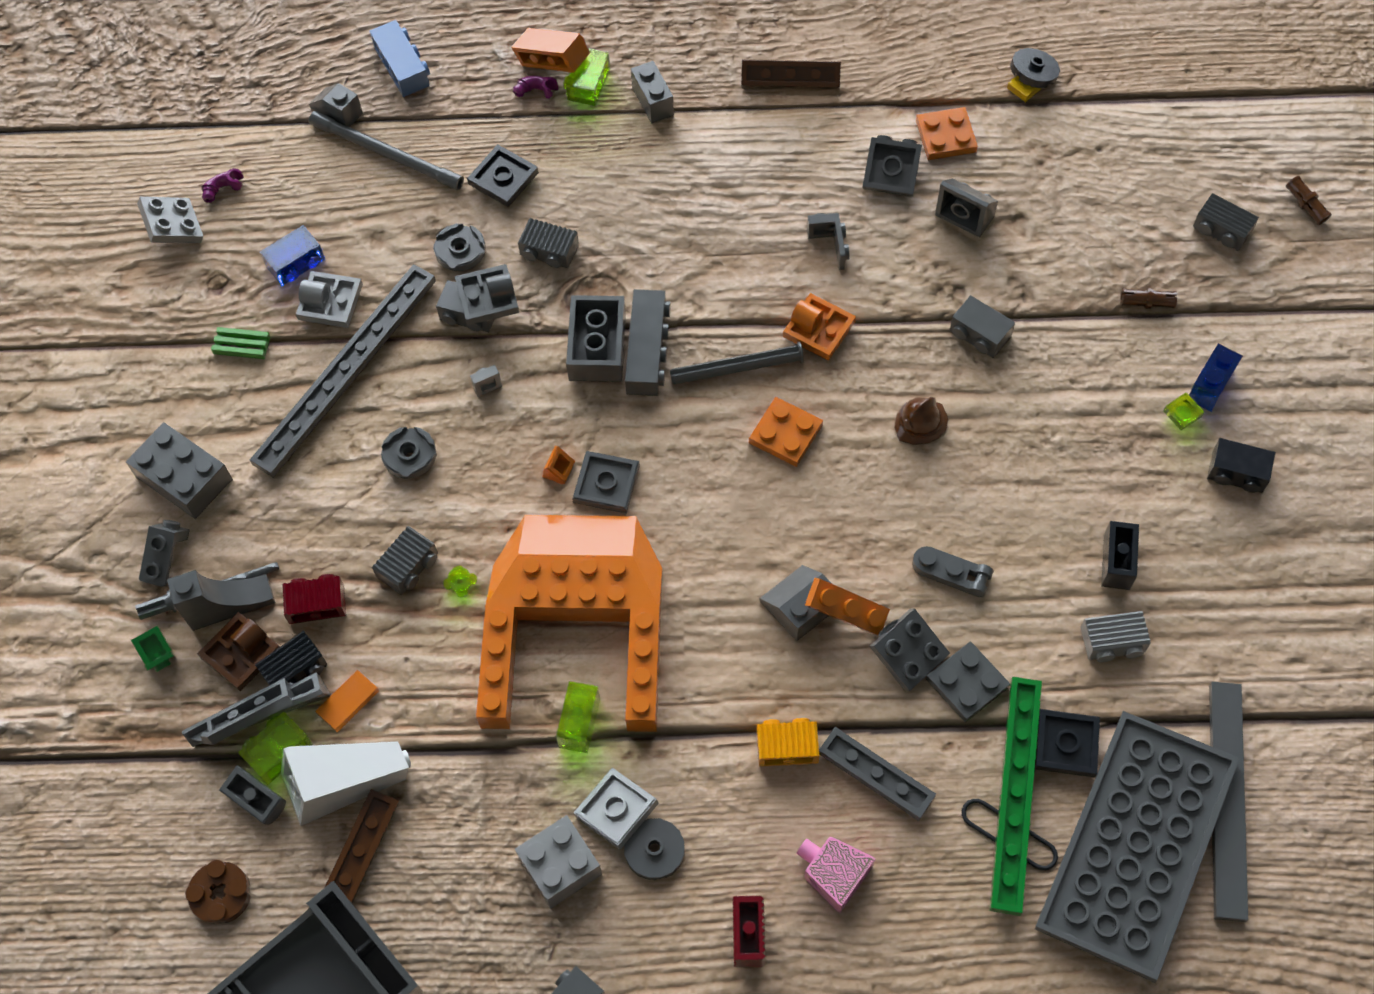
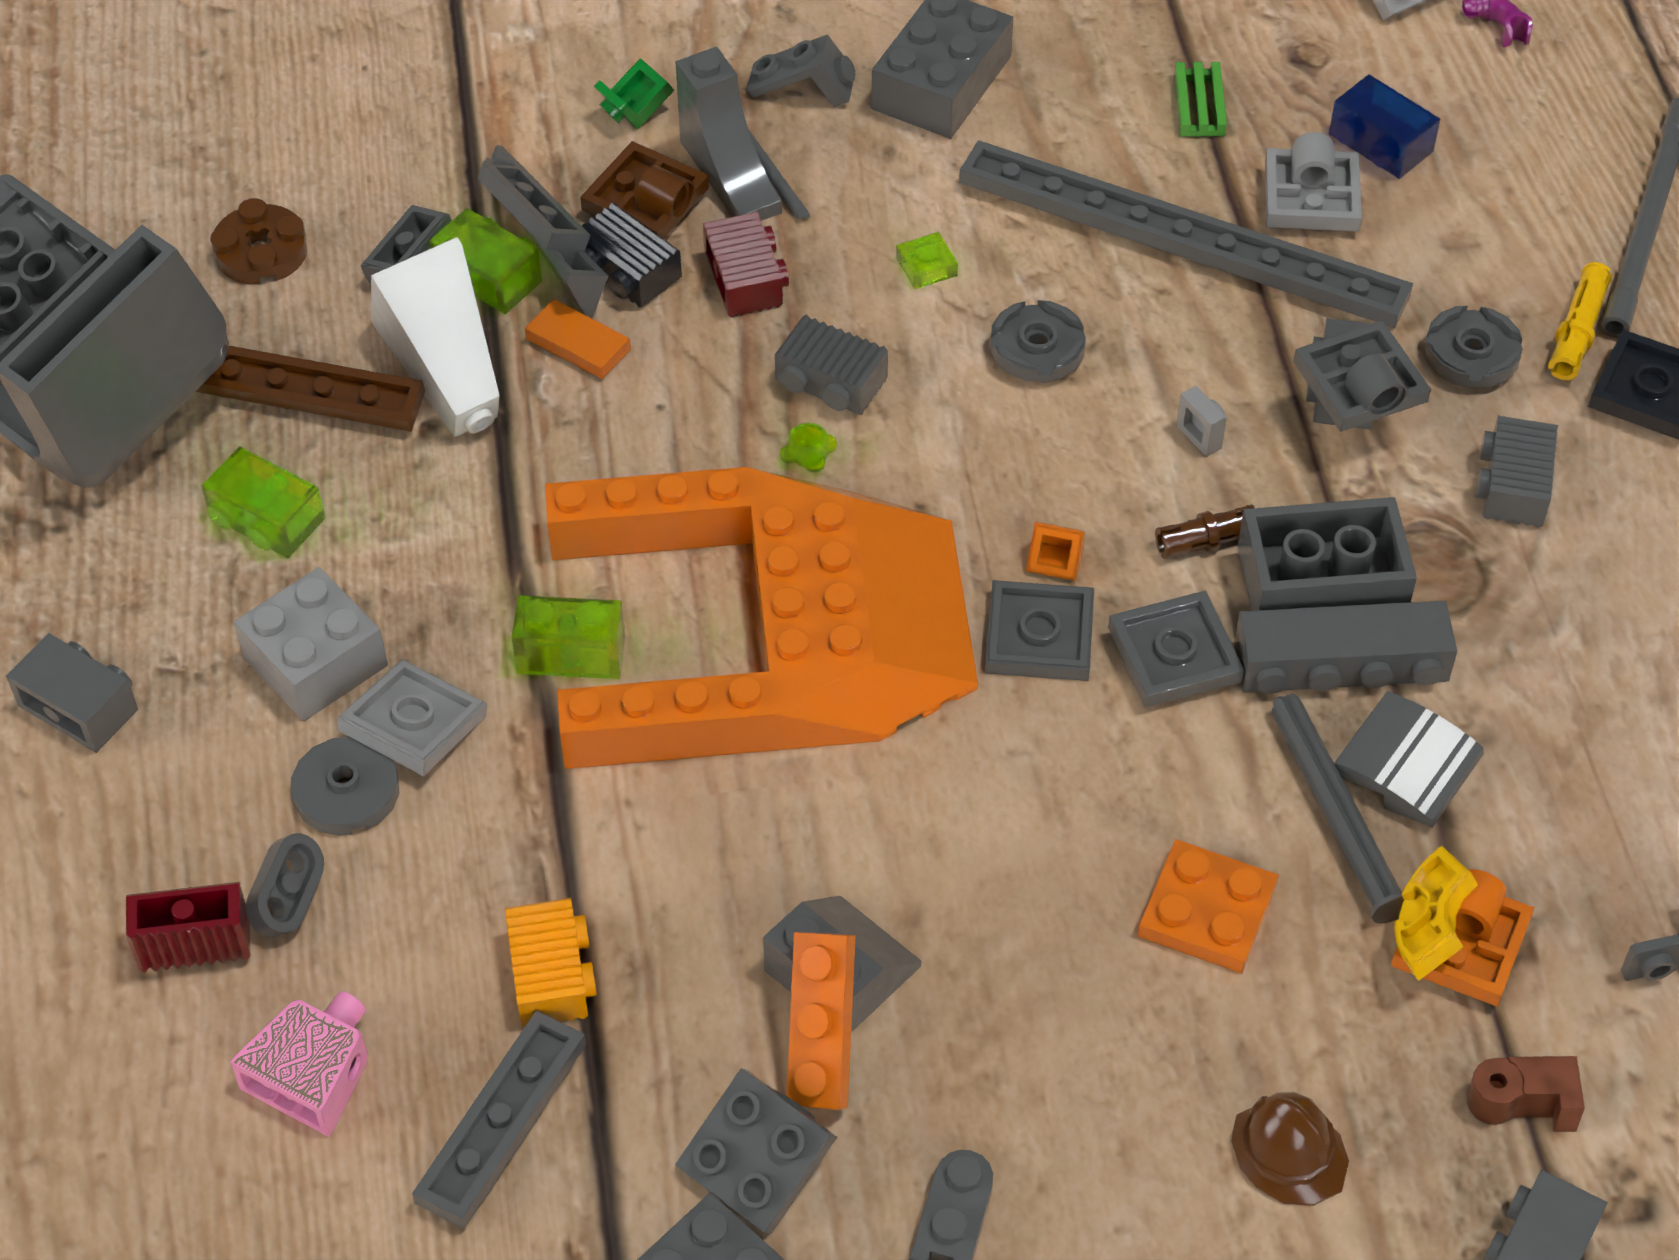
camera: 80 degrees right, 10 degrees down
(330, 502) = (926, 260): none -> clear neon green plate
(444, 890) = (263, 502): none -> clear neon green brick
(475, 207) = (1576, 333): none -> yellow pin
(558, 392) = (1204, 532): none -> reddish brown pin
(632, 418) = (1175, 649): none -> dark grey plate
(715, 328) = (1409, 758): none -> dark grey slope
(721, 880) = (285, 890): none -> dark grey plate
(814, 333) = (1429, 912): none -> yellow tile
(902, 323) = (1528, 1089): none -> copper leg

